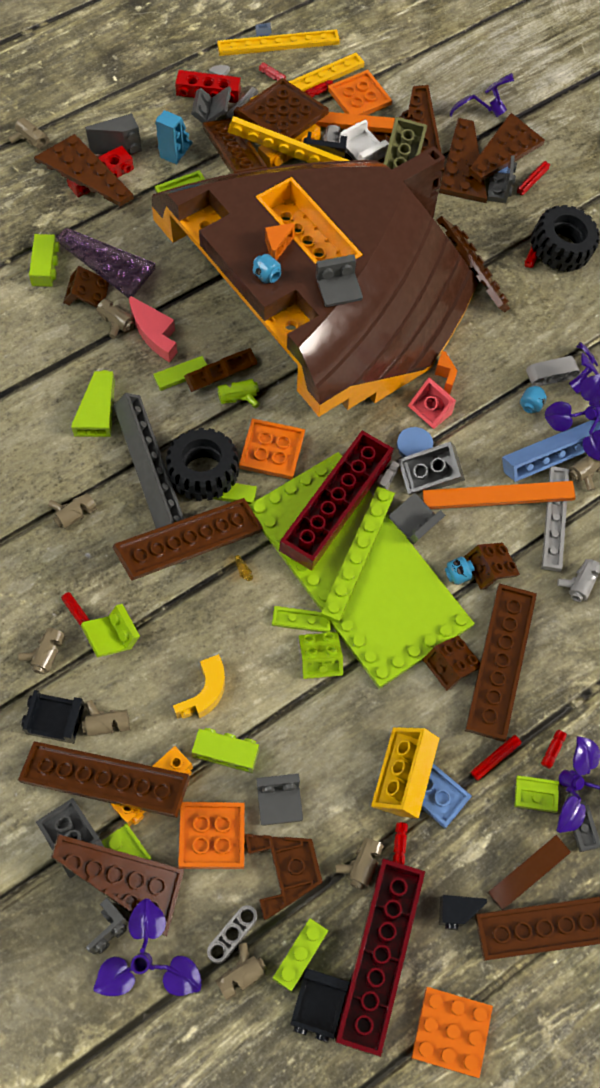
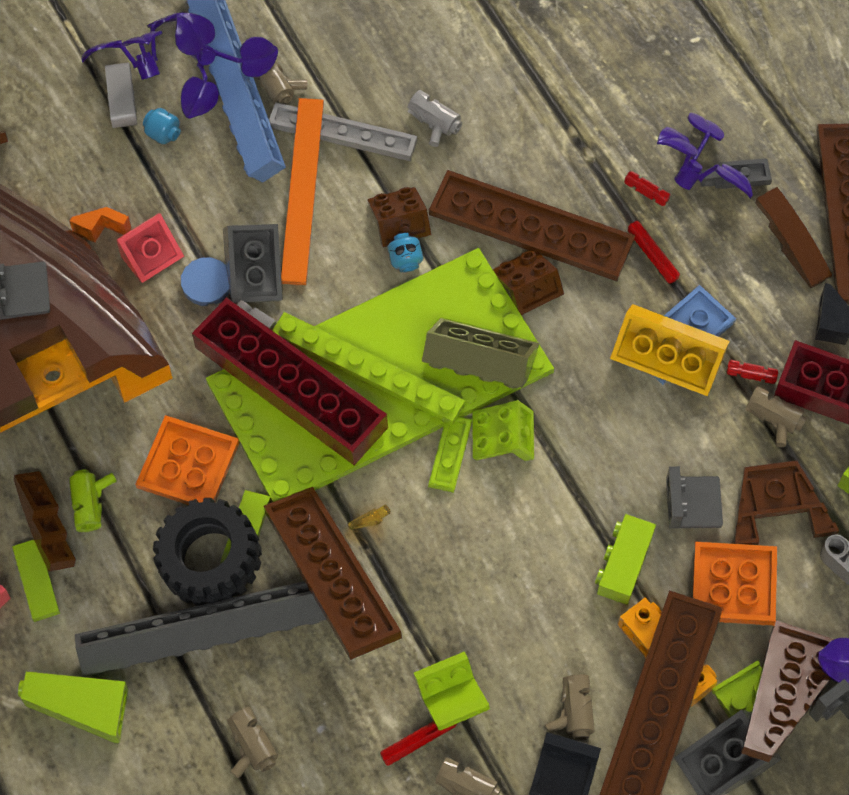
camera: 80 degrees left, 0 degrees up
(211, 693) = (543, 568): yellow arch -> none
(380, 628) = (479, 353): none -> olive slope
(415, 518) = (326, 291): dark grey bracket -> none
(536, 794) = (701, 215): lime plate -> none

